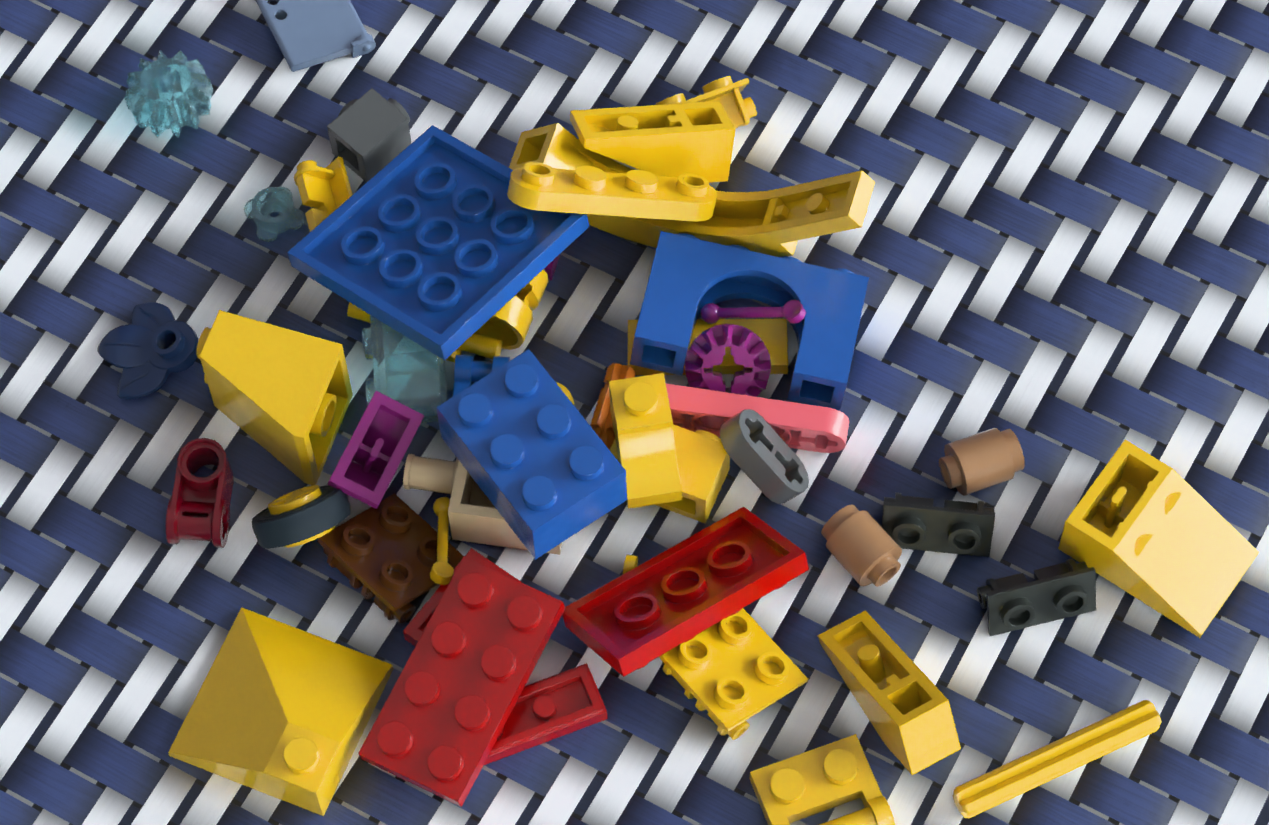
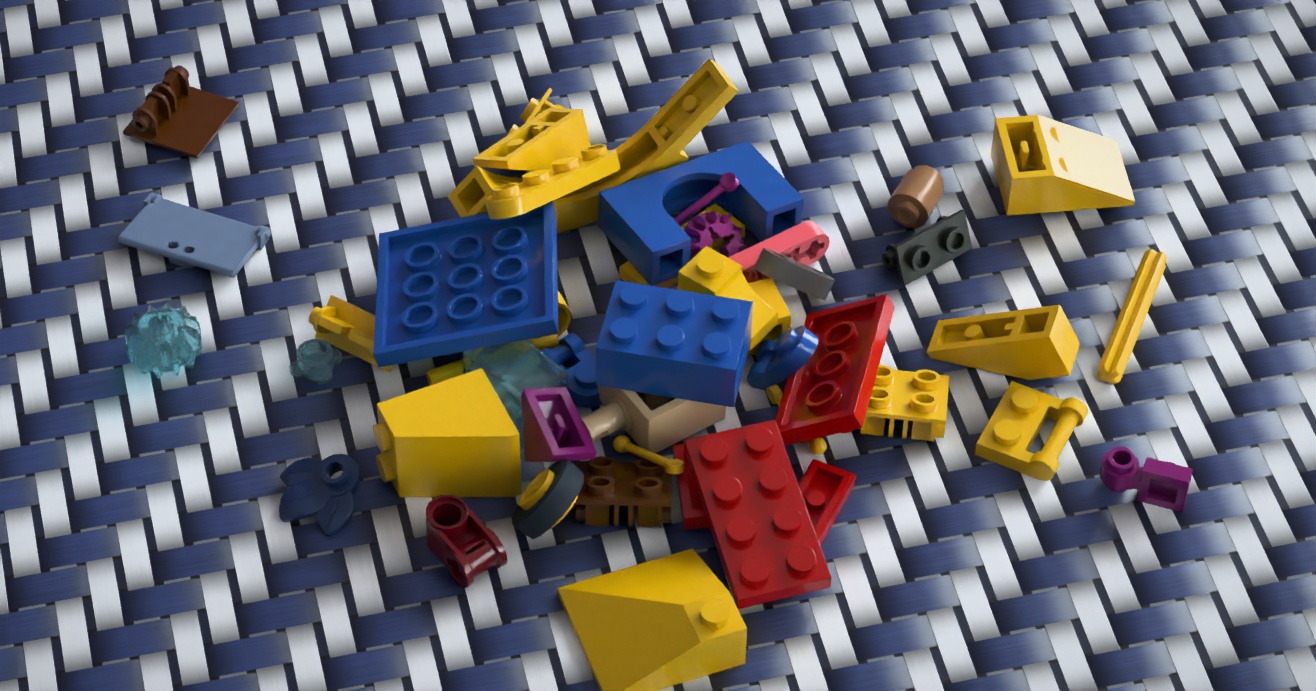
camera: 45 degrees left, 15 degrees down
(369, 133) = (331, 271): dark grey brick -> none
(662, 536) = (781, 357): none -> blue plate
(862, 546) = (904, 283): medium nougat brick -> none
(1054, 595) = (1027, 243): pearl dark grey hinge -> none

